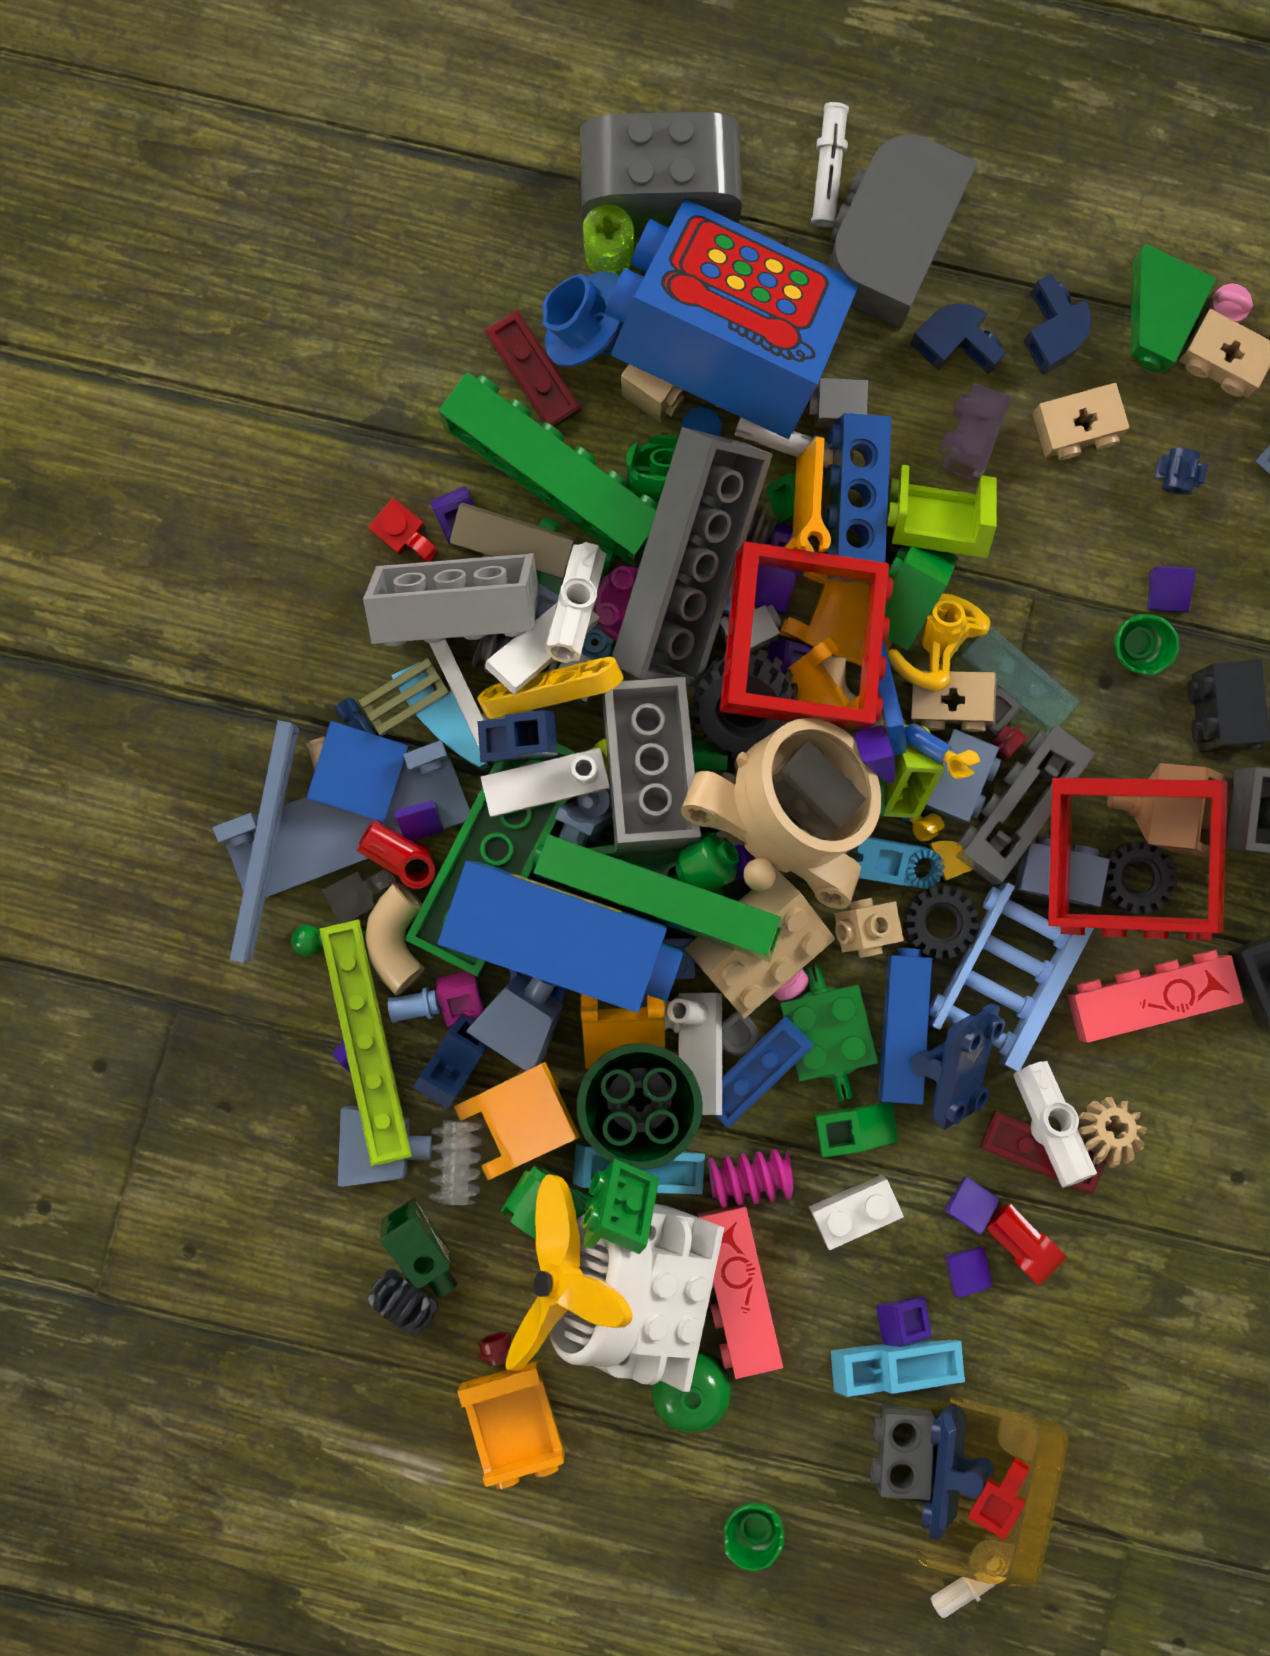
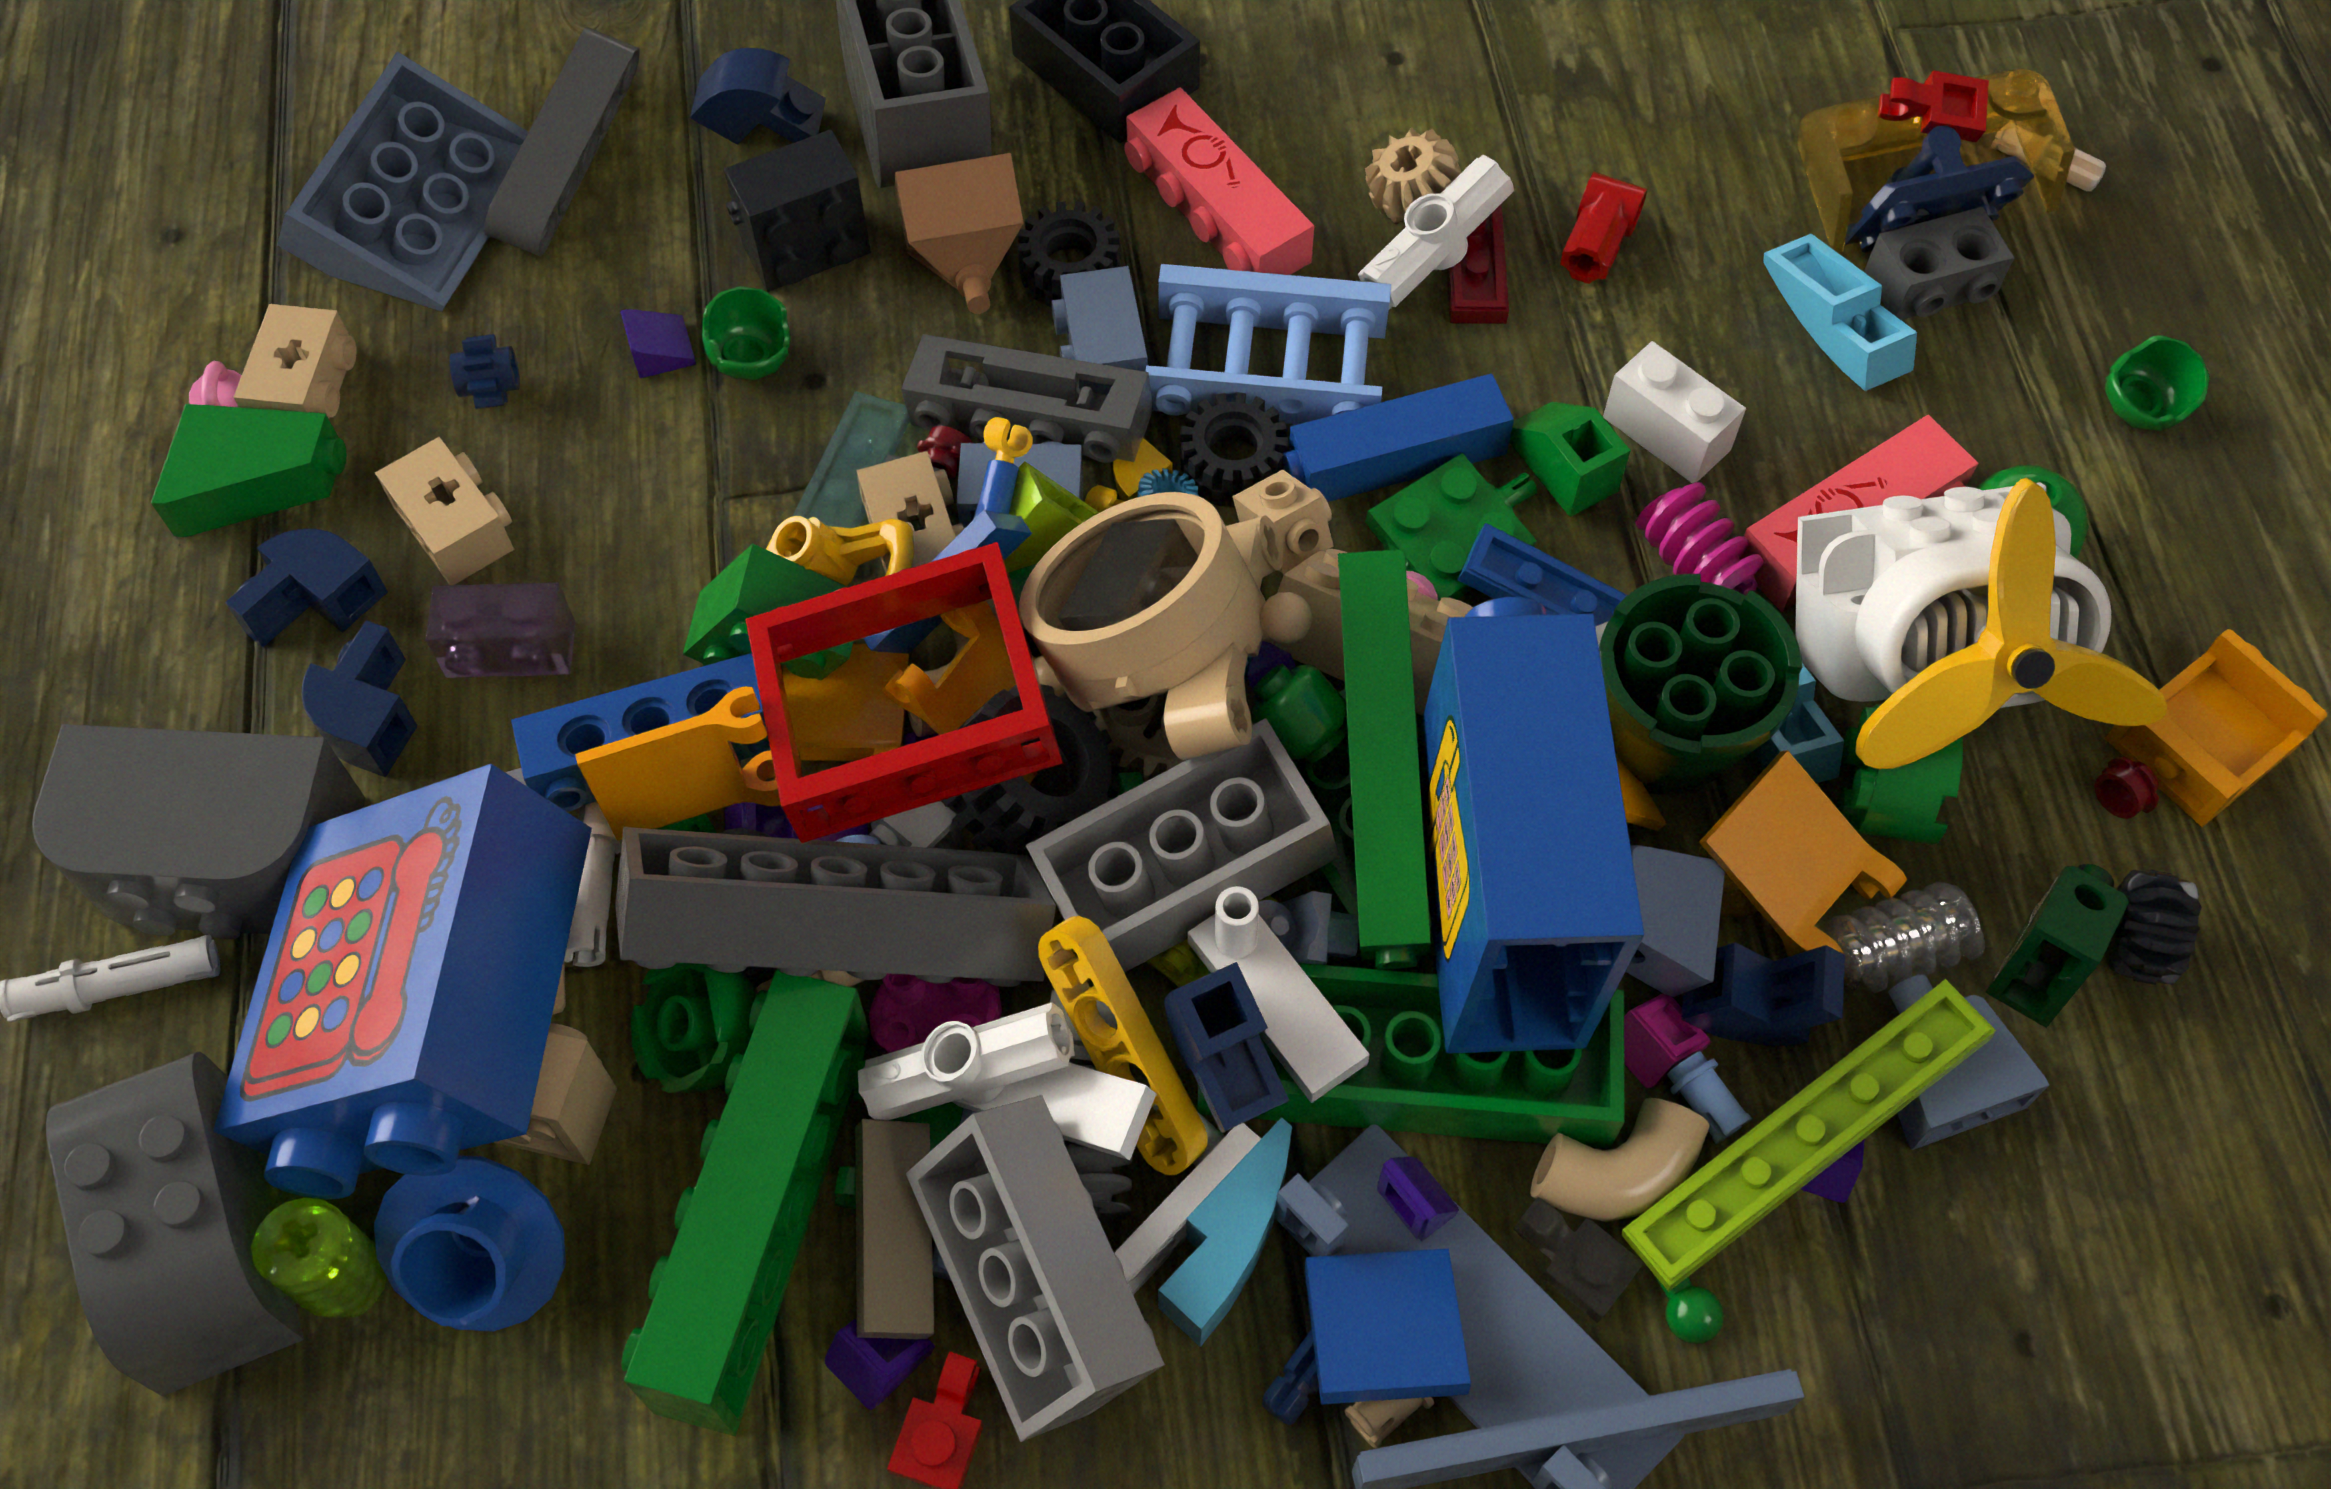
camera: 110 degrees left, 25 degrees down
(395, 852) = (1490, 1204): red piece -> none
(433, 678) = (1181, 1248): olive tile -> none
(532, 369) = (579, 1326): dark red tile -> none
(620, 1207) = (1863, 618): green bracket -> none
(702, 420) = (605, 1016): blue tile -> none
(876, 751) = (1033, 540): dark purple slope -> none
(904, 1321) = (1777, 327): dark purple slope -> none
(943, 517) = (644, 605): lime panel -> none
(960, 1066) = (1388, 333): dark blue shield -> none
(968, 1271) = (1674, 279): dark purple slope -> none
(972, 1205) = (1587, 299): dark purple slope -> none
(1117, 925) = (1133, 162): red window -> none

